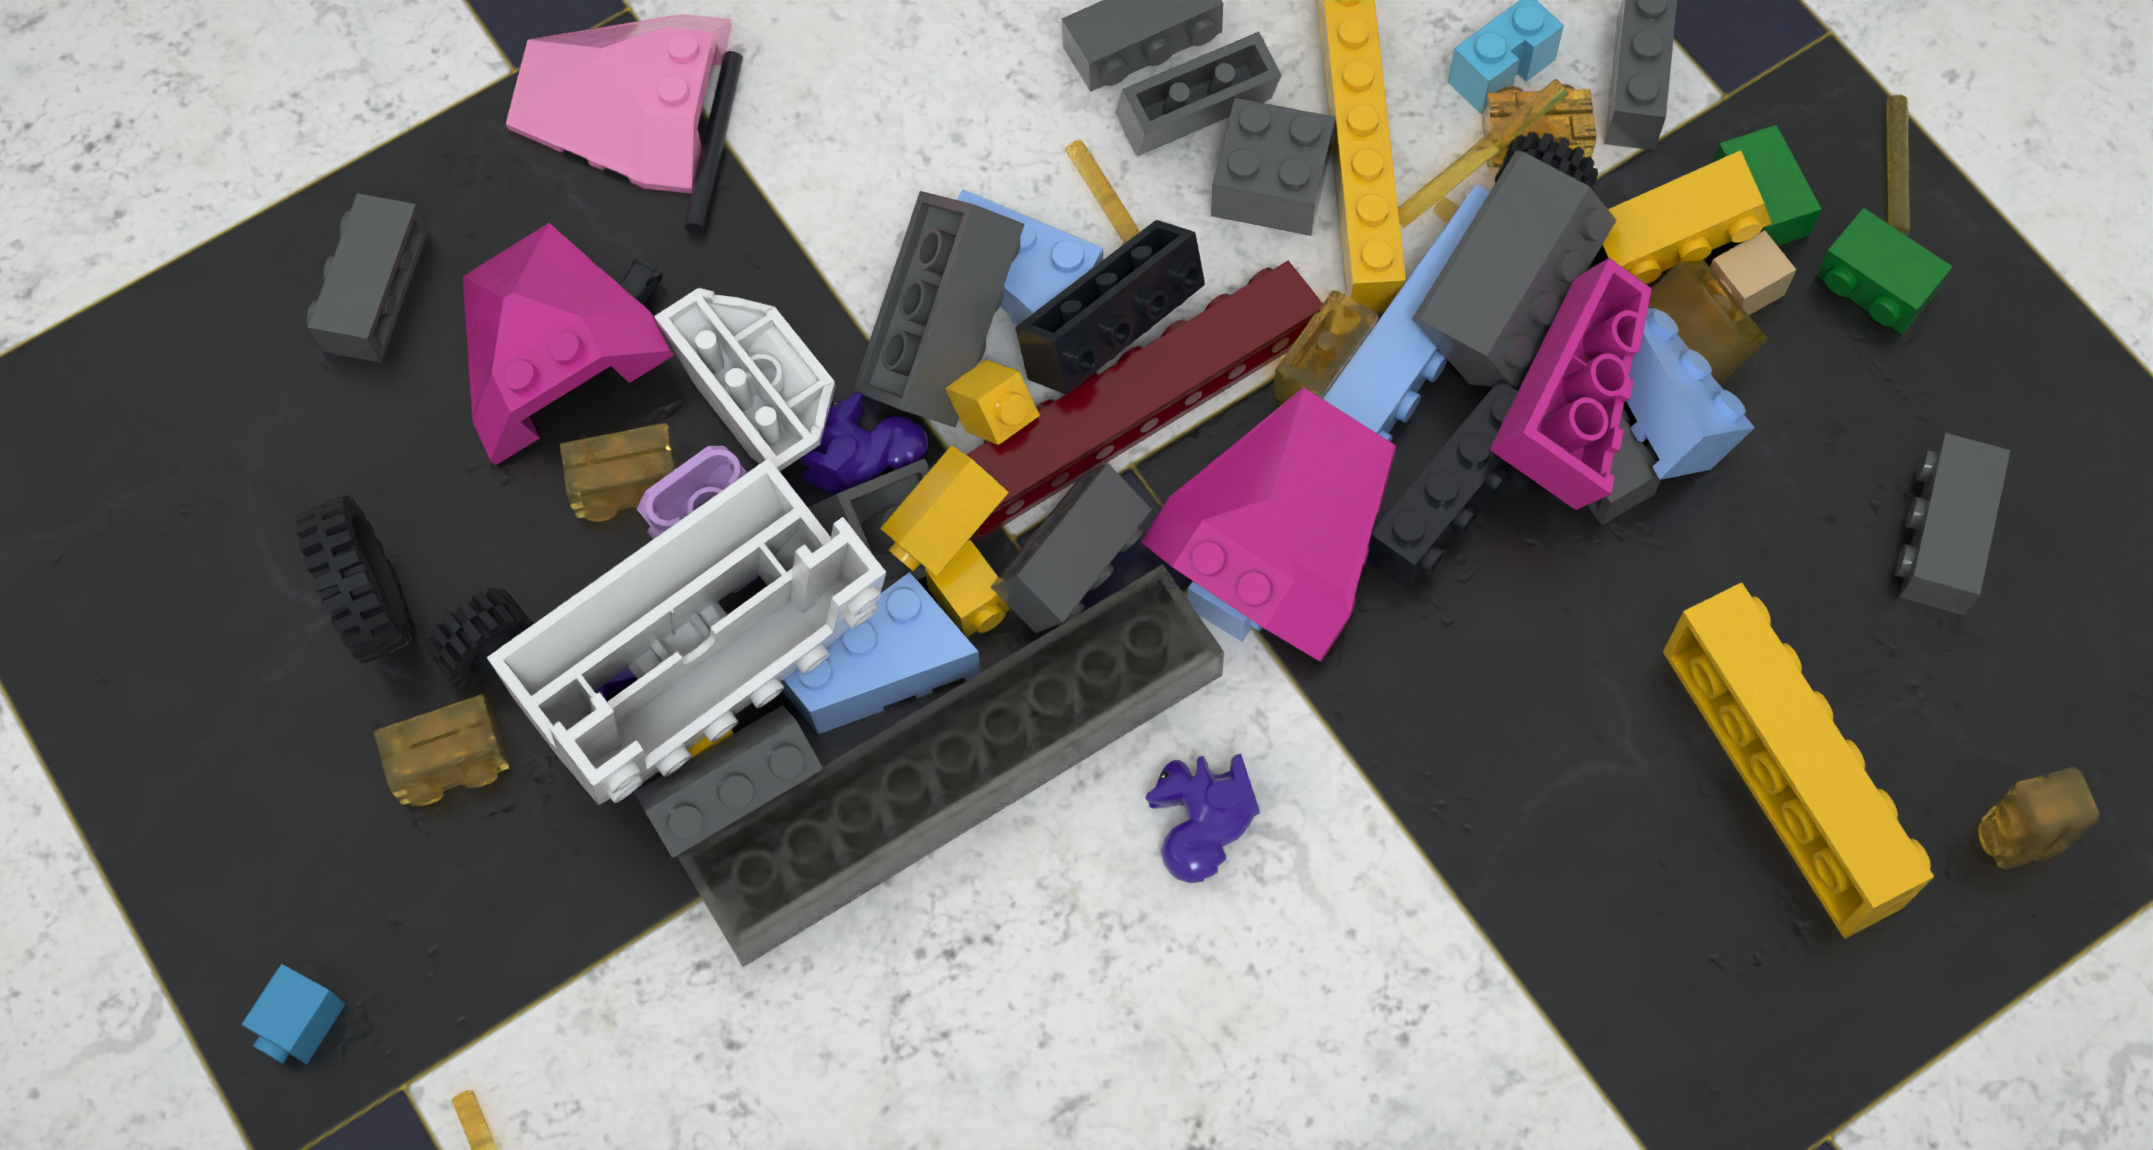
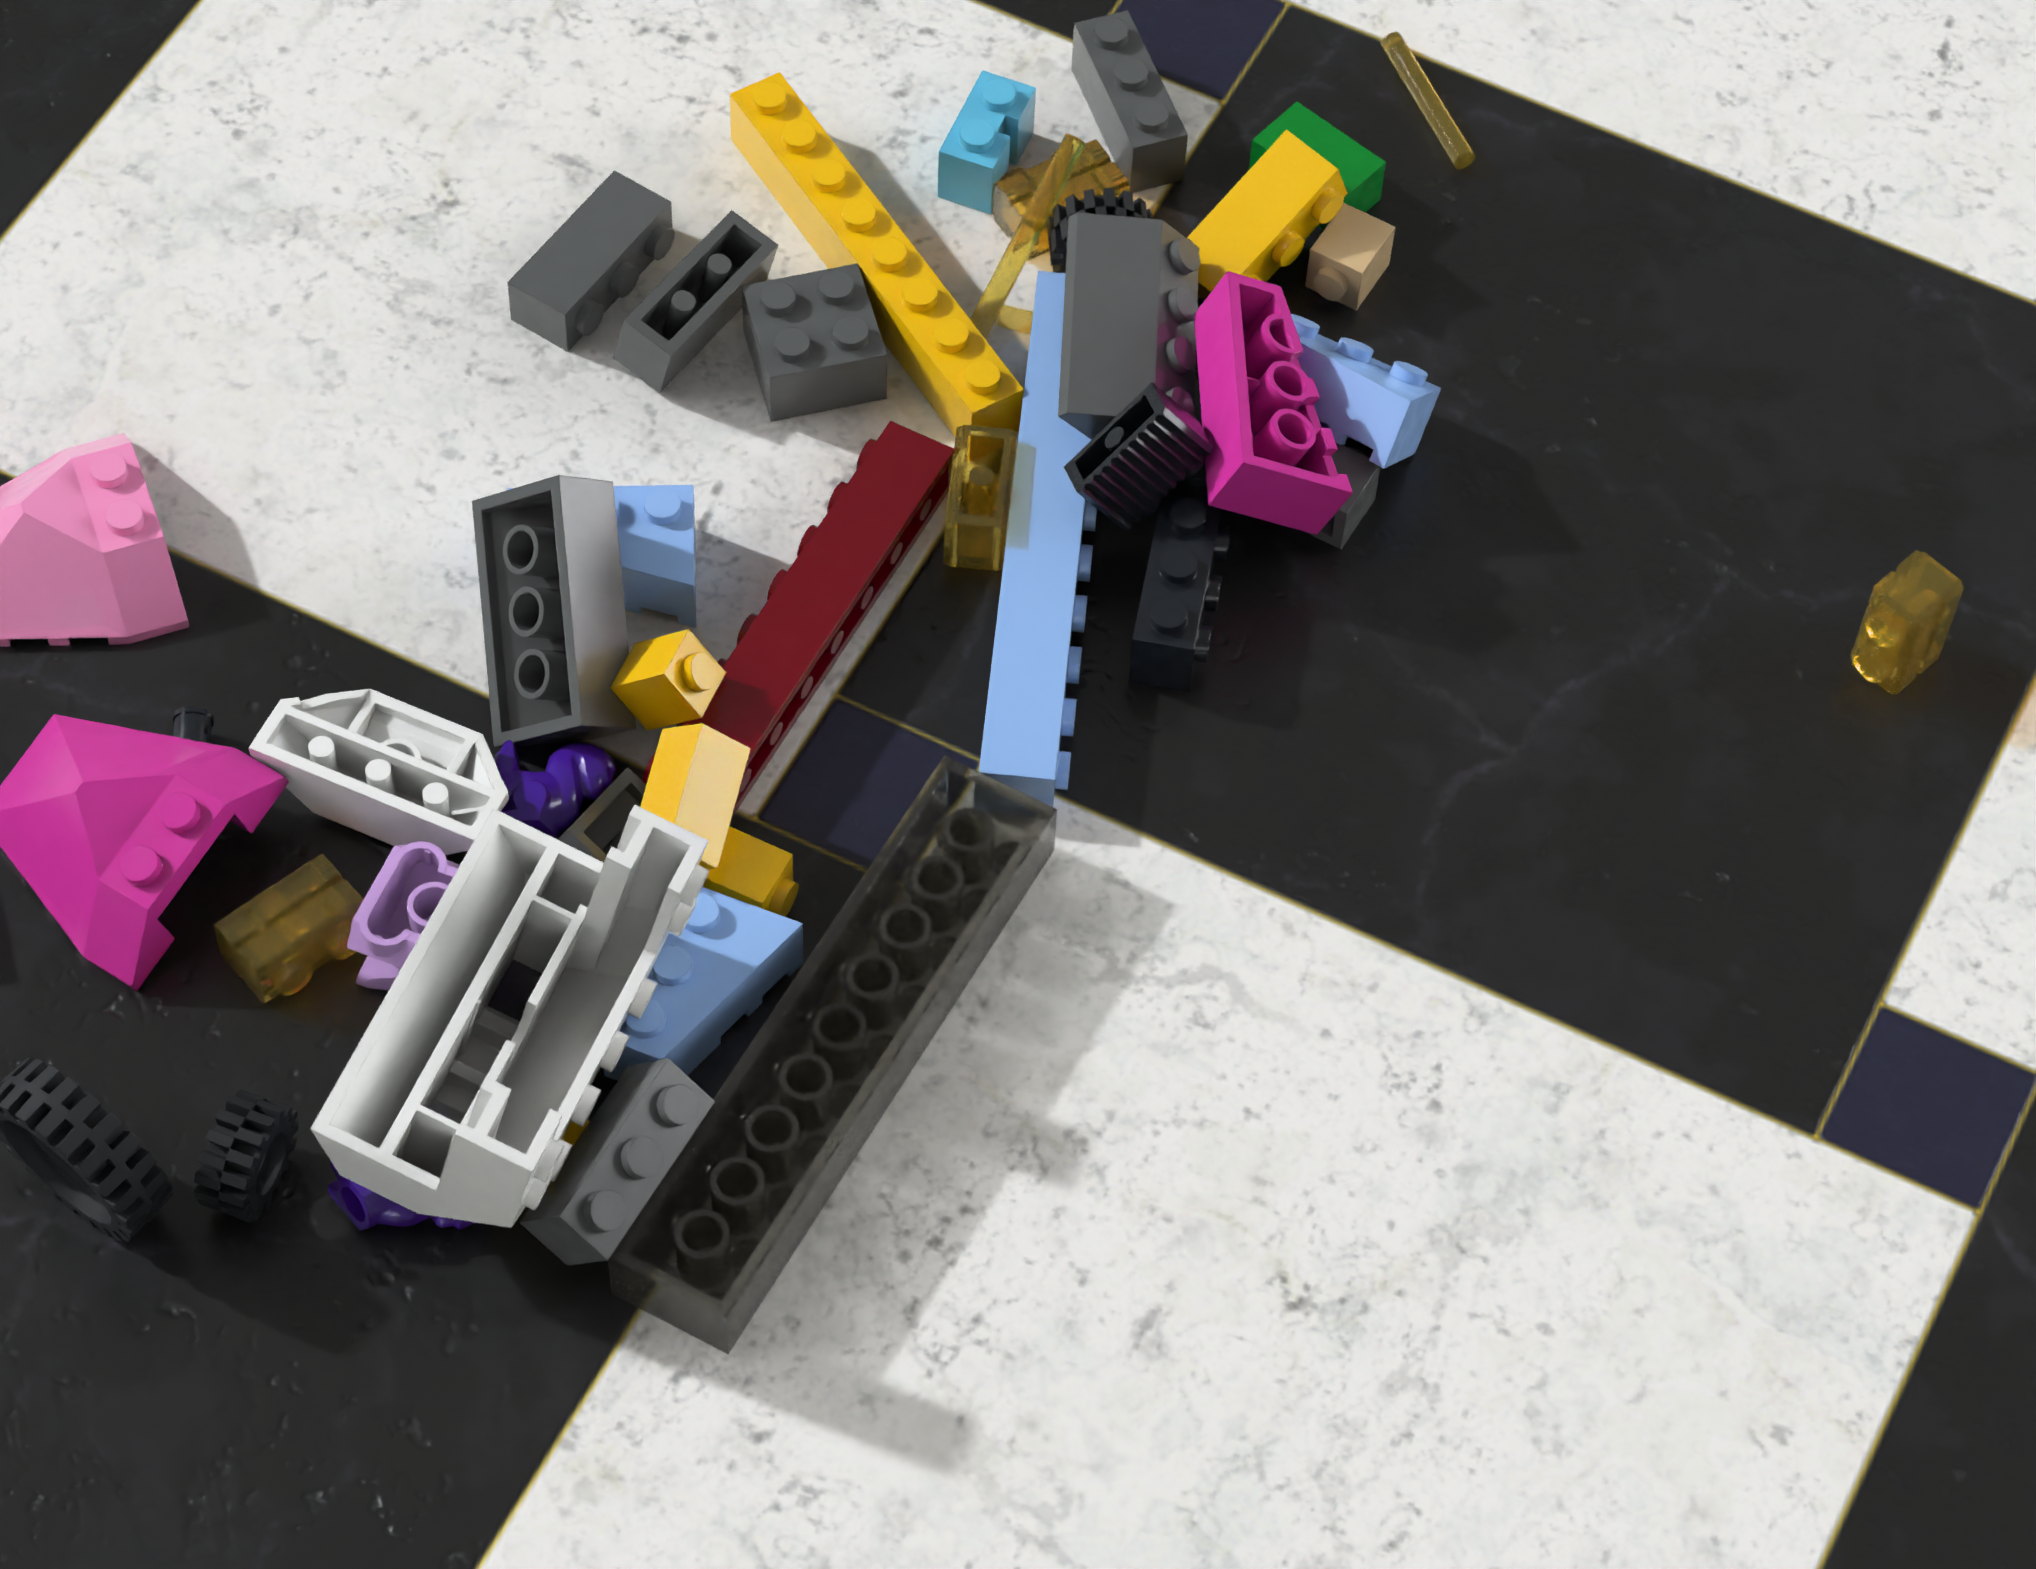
camera: 35 degrees left, 10 degrees down
(442, 751) = (267, 1293): clear yellow brick -> none
(713, 142) = (185, 566): black bar -> none
(1072, 549) = (837, 787): dark grey brick -> none
(1102, 190) = (661, 450): clear yellow bar -> none
(1110, 306) = (737, 536): black brick -> none
(1217, 814) = (1131, 976): dark purple animal -> none
(1283, 521) = (1036, 664): dark pink wedge -> none
(1455, 384) = (1139, 458): none -> black brick
(1707, 317) = (1339, 303): clear yellow brick -> none
(1796, 760) = (1657, 670): yellow brick -> none
(1883, 271) = (1473, 199): green brick -> none
(1952, 523) = (1673, 401): dark grey brick -> none

